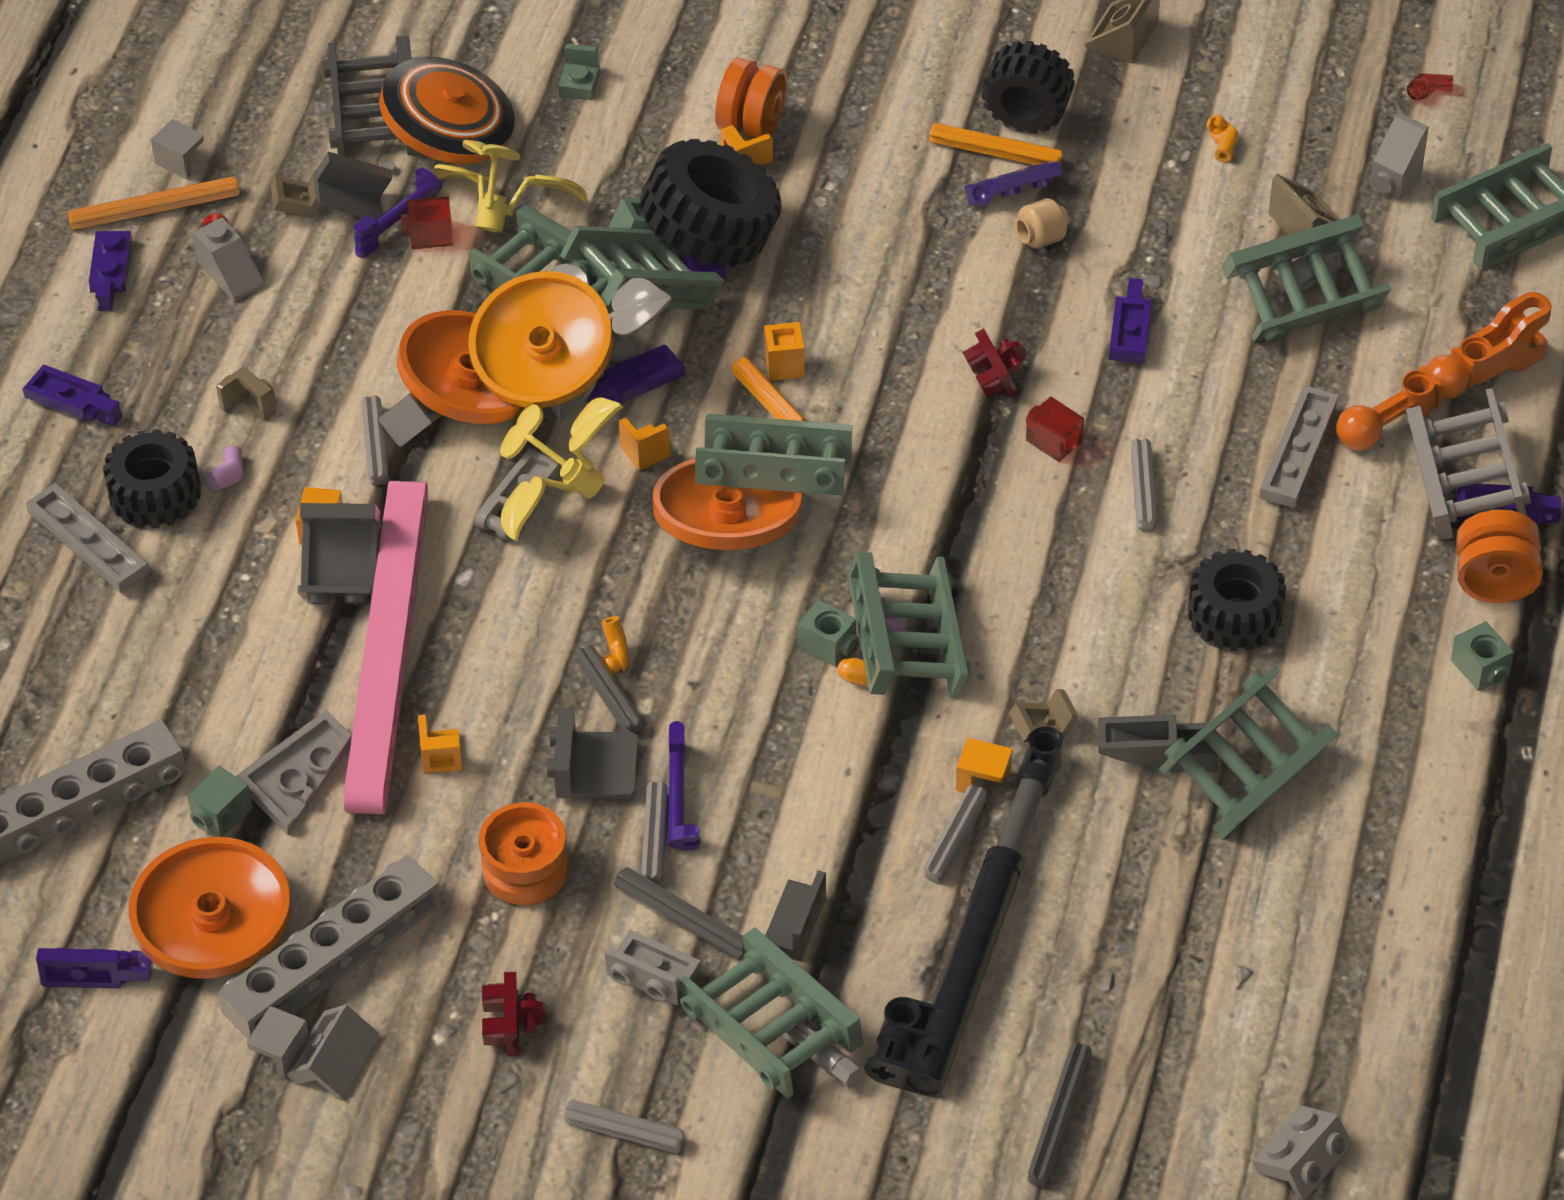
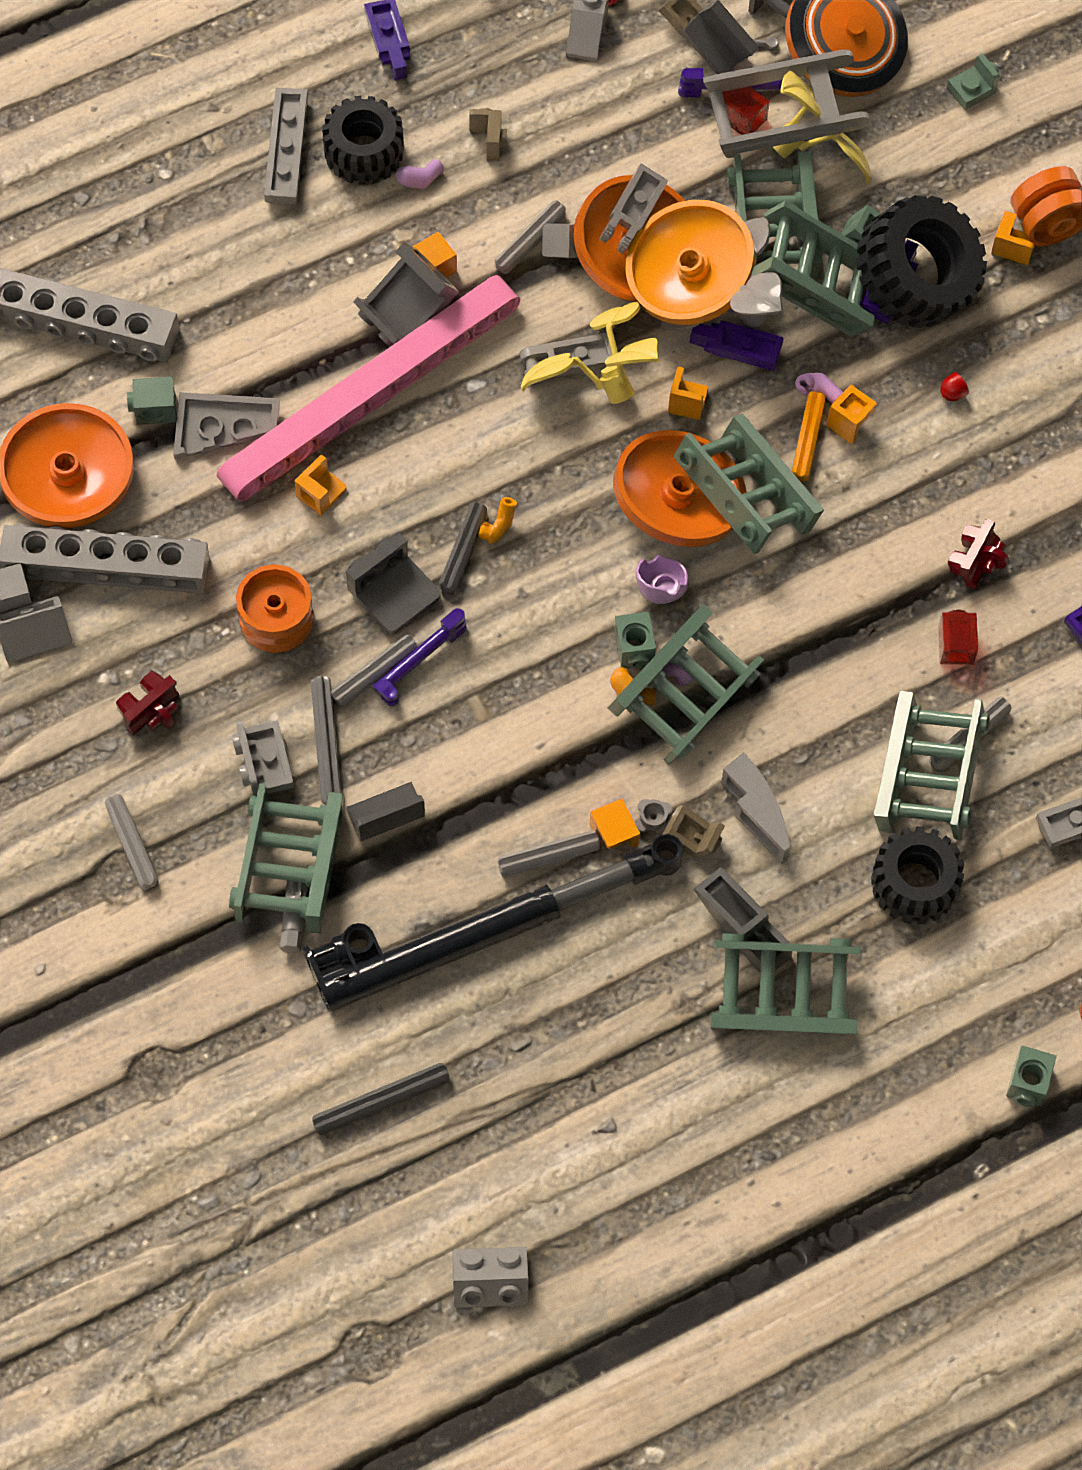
camera: 45 degrees right, 15 degrees up
(447, 339) = (634, 205): none -> light grey hinge
(518, 171) = (817, 70): none -> light grey piece
(723, 358) = (820, 383): none -> lavender arm
(793, 576) = (662, 579): none -> lavender hair
(832, 275) = (954, 387): none -> red hinge
(1001, 730) = (653, 807): none -> light grey plate
(1067, 660) = (757, 806): none -> light grey slope
(1135, 553) = (903, 745): none -> sand green fence

